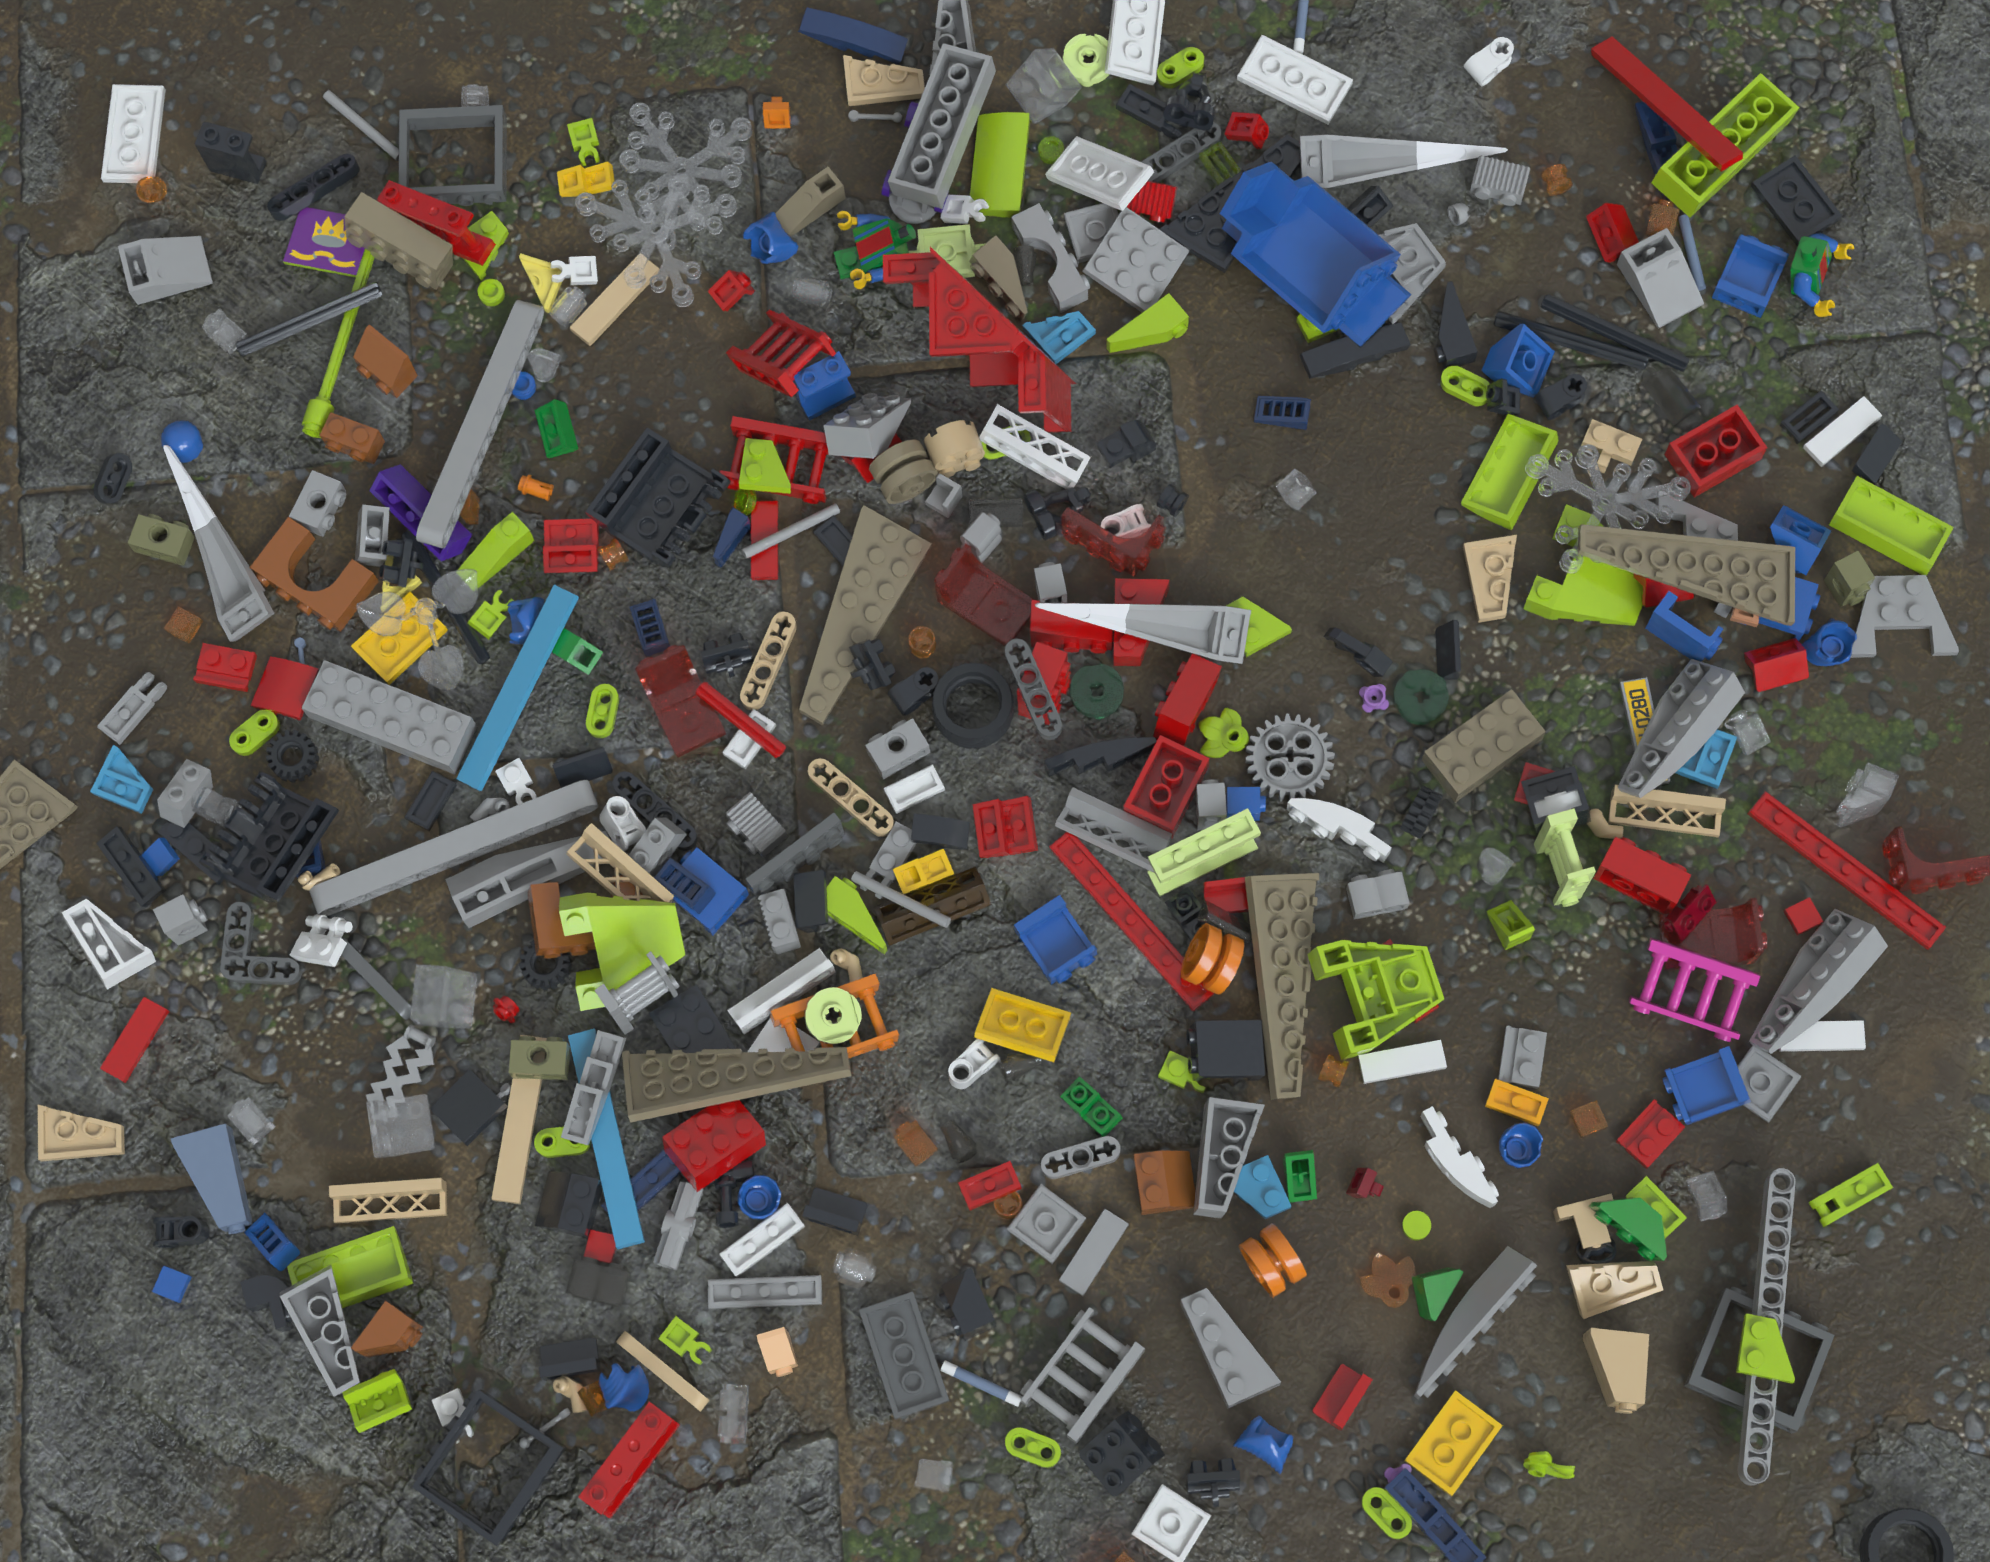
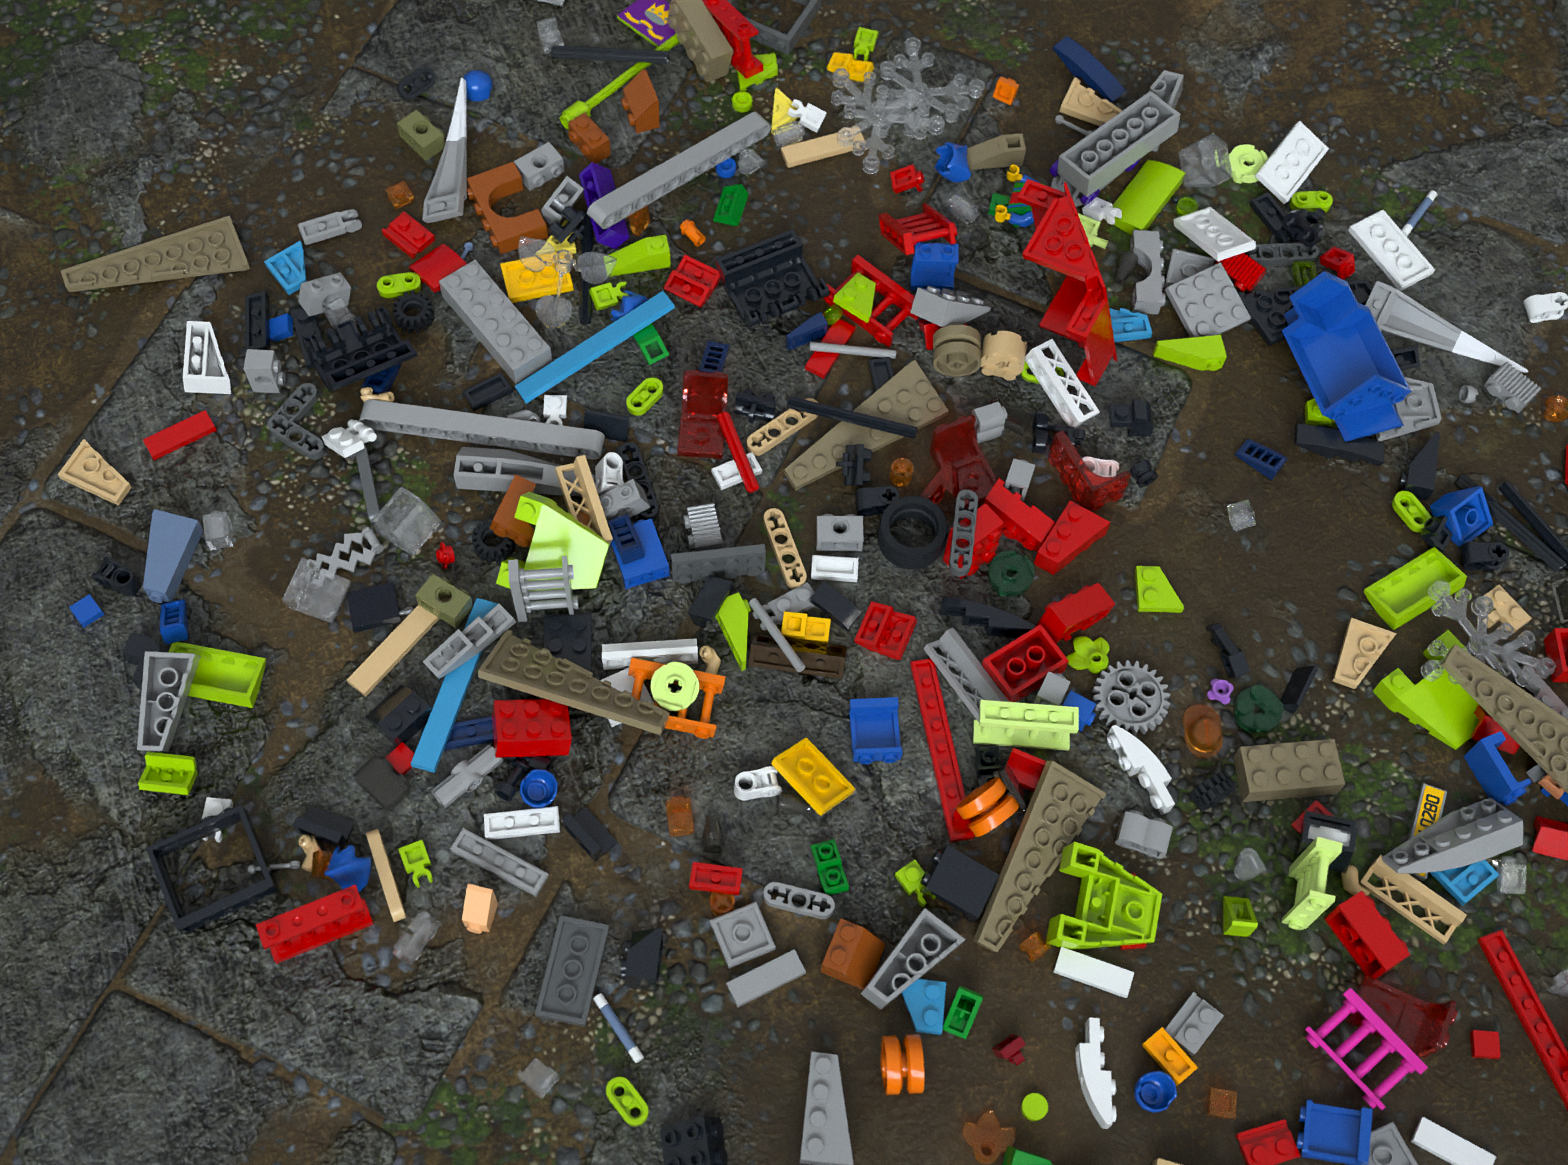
camera: 20 degrees right, 10 degrees down
(388, 1189) = (278, 630): tan fence -> none
(388, 1333) = (207, 728): dark orange slope -> none
(560, 1146) = (420, 671): lime plate -> none
(612, 554) = (717, 300): clear orange wheel -> none
(779, 921) = (678, 603): light grey brick -> none
(836, 612) = (852, 417): none -> black axle
(854, 1267) = (576, 882): clear head -> none
(944, 496) = (977, 385): light grey panel -> none
(975, 628) = (944, 480): none -> clear red slope
(999, 270) = (1107, 255): dark tan slope -> none
(1109, 1377) = (720, 1083): light grey fence -> none
(1199, 629) = (1115, 569): light grey plate -> none
(1378, 750) = (1202, 731): none -> clear orange piece
(1697, 905) = (1397, 986): dark red hinge -> none
(1819, 978) = (1476, 1100): light grey wedge -> none

